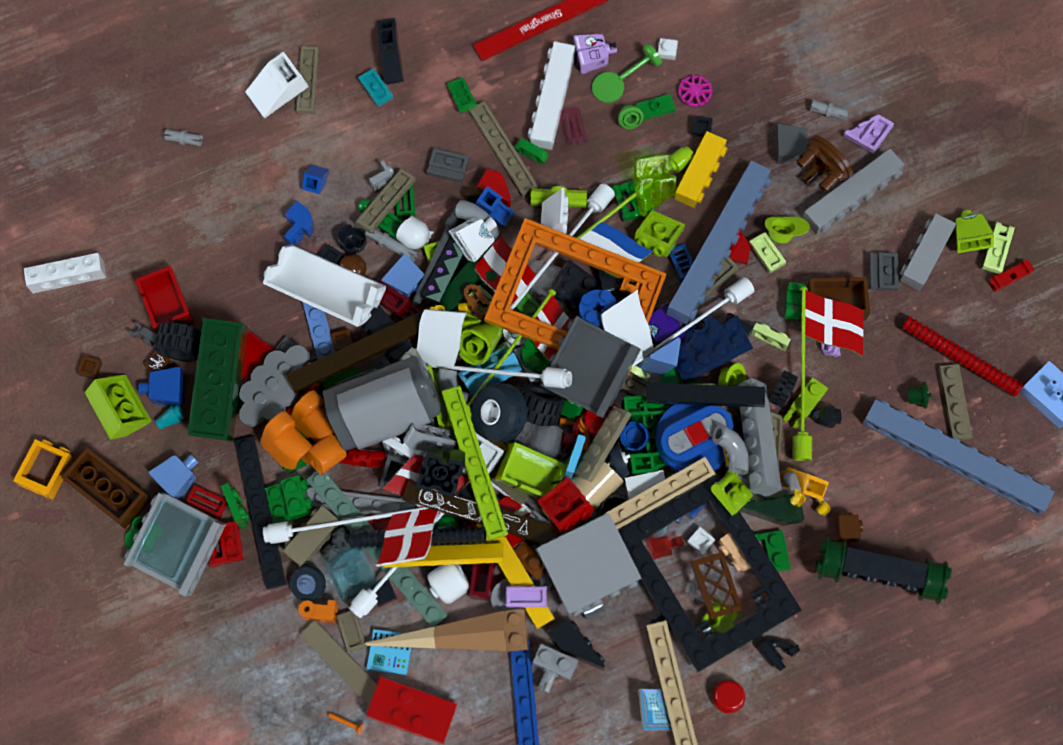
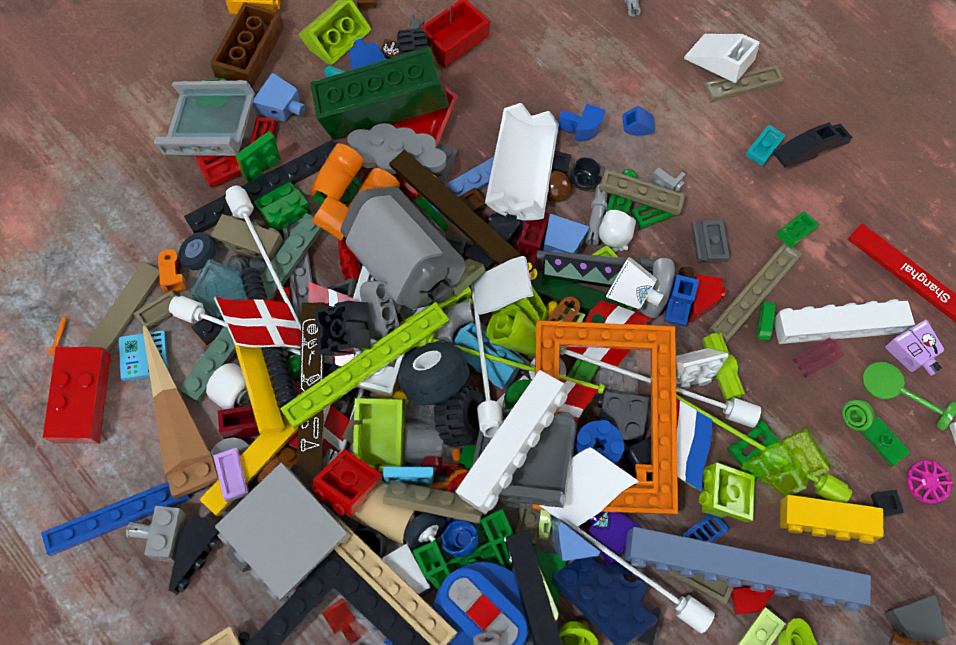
camera: 65 degrees right, 5 degrees down
(581, 365) = (512, 442): none -> white brick

